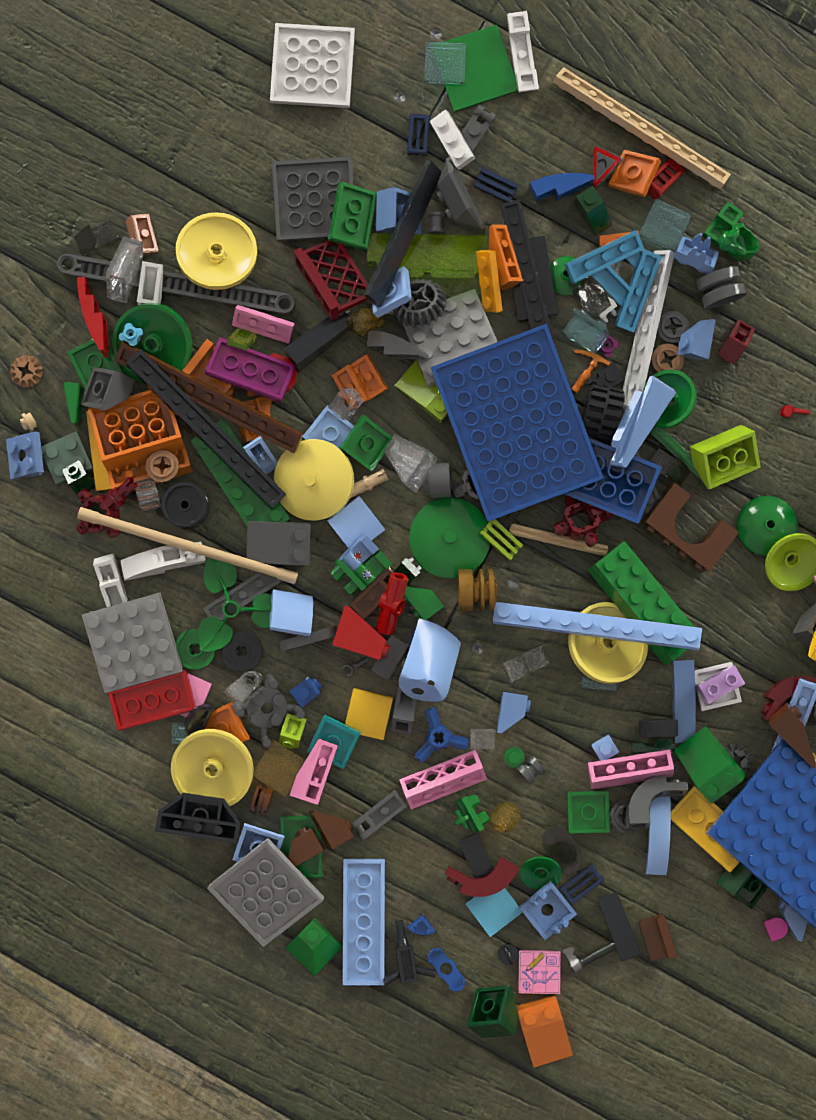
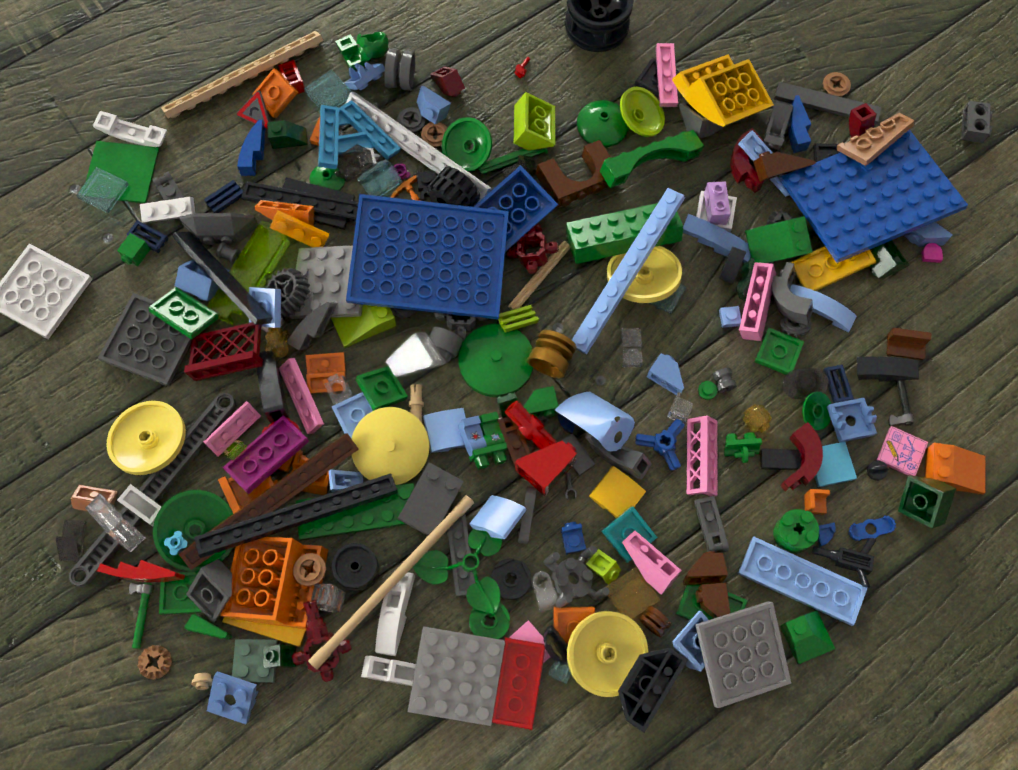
camera: 65 degrees left, 15 degrees down
(82, 329) = (146, 590): none -> green piece
(325, 370) = (301, 396): none -> bright pink plate
(395, 130) = (133, 250): none -> green brick
(408, 910) = (801, 521): none -> green brick
(446, 906) = (816, 501): none -> orange panel
(639, 420) = (474, 166): medium blue wedge -> none
(772, 620) = (680, 147): none -> green arch

